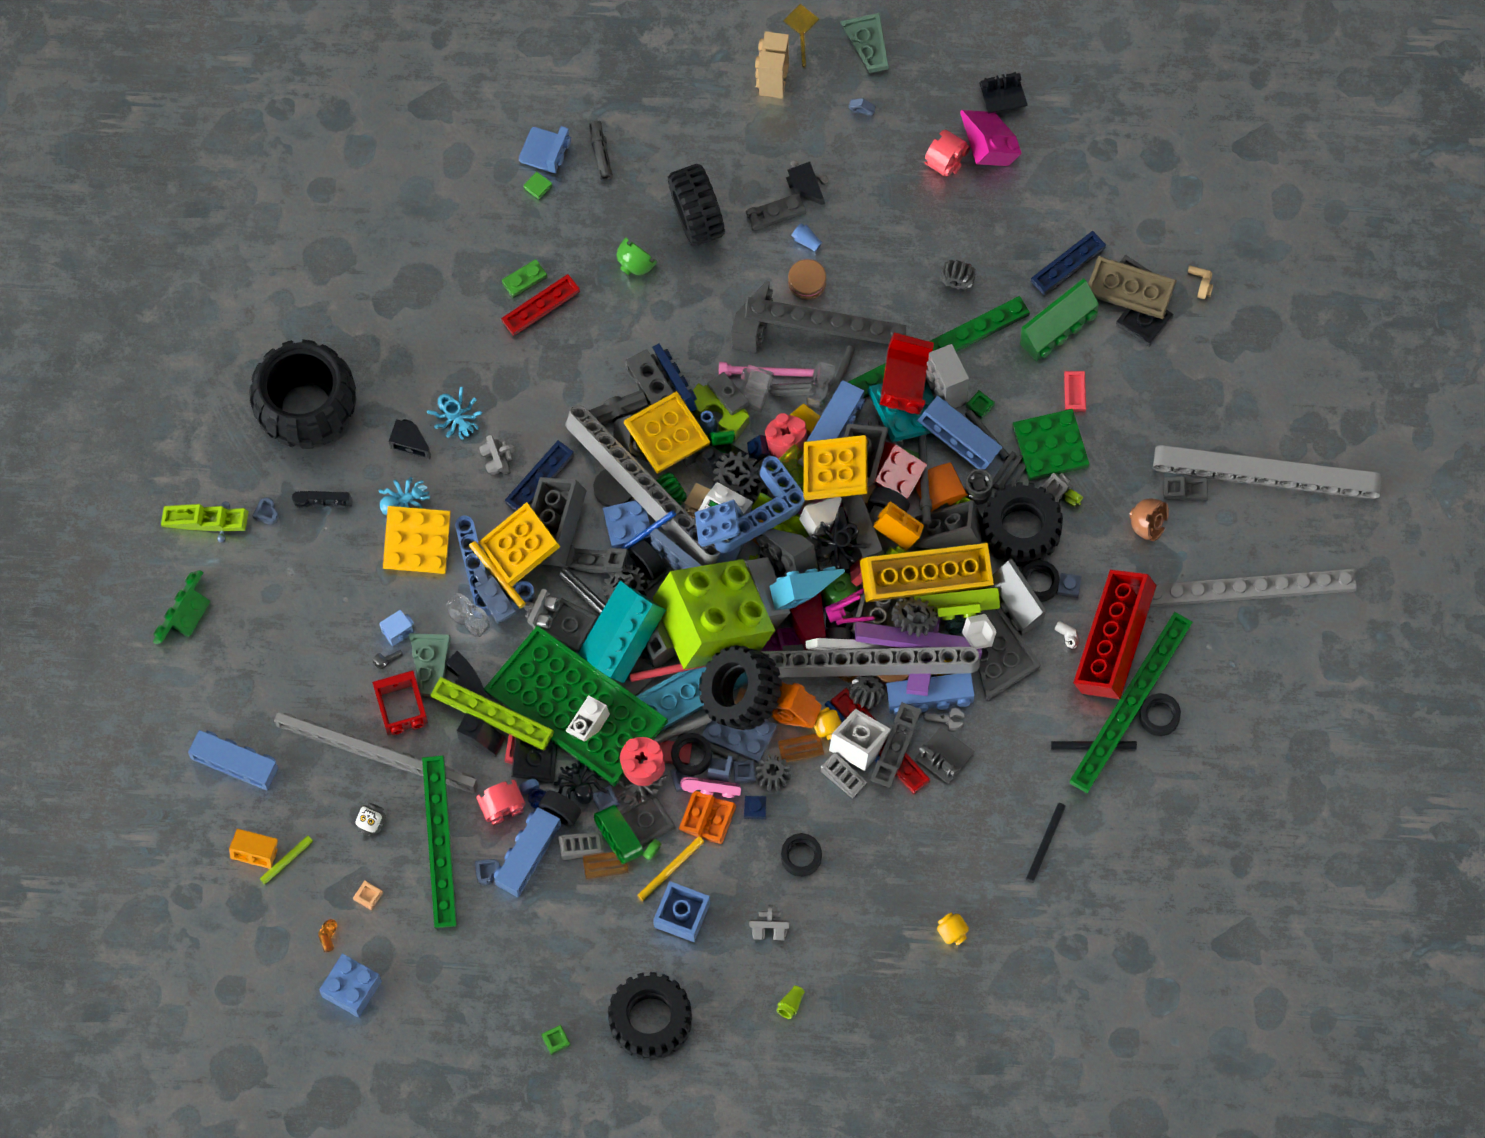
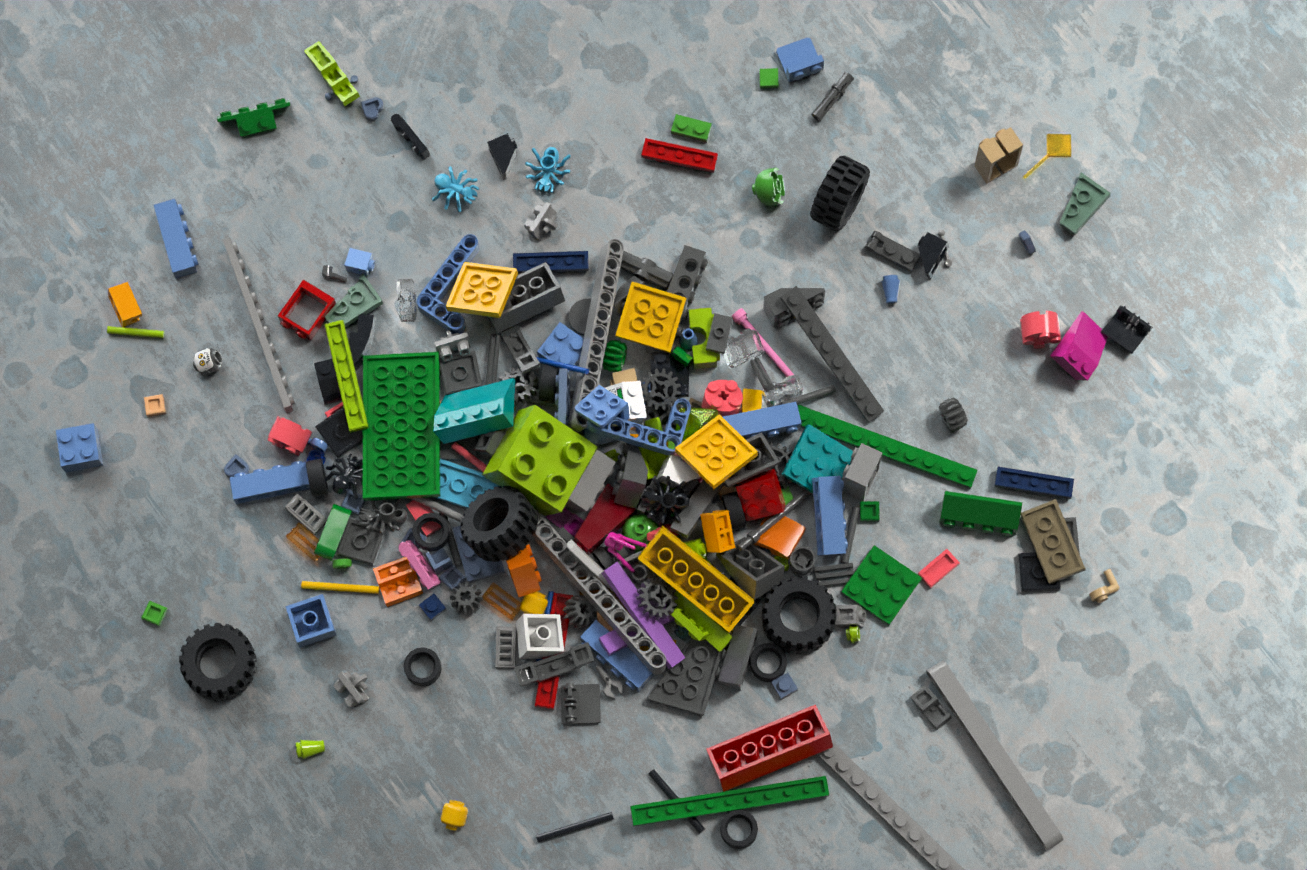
camera: 50 degrees right, 5 degrees up
(298, 365) = (465, 31): black tyre -> none
(325, 934) = (104, 401): clear orange arm -> none
(416, 539) = (432, 221): yellow plate -> none
(439, 842) = (226, 419): green plate -> none
(493, 596) = (431, 305): sand blue hinge -> none
(496, 574) = (454, 275): yellow bar -> none
(588, 719) = (391, 442): white slope -> none
(651, 768) = (386, 493): coral brick -> none
(672, 372) = (698, 292): dark blue plate -> none
(758, 447) = (698, 388): dark blue plate -> none
(798, 588) = (600, 500): medium azure slope -> none
(807, 279) = (858, 315): medium nougat head -> none
(905, 373) = (837, 441): red panel -> none
(979, 631) = (686, 652): white panel -> none
(1070, 634) = (747, 716): white arm -> none
(1148, 518) = (881, 700): nougat cylinder -> none

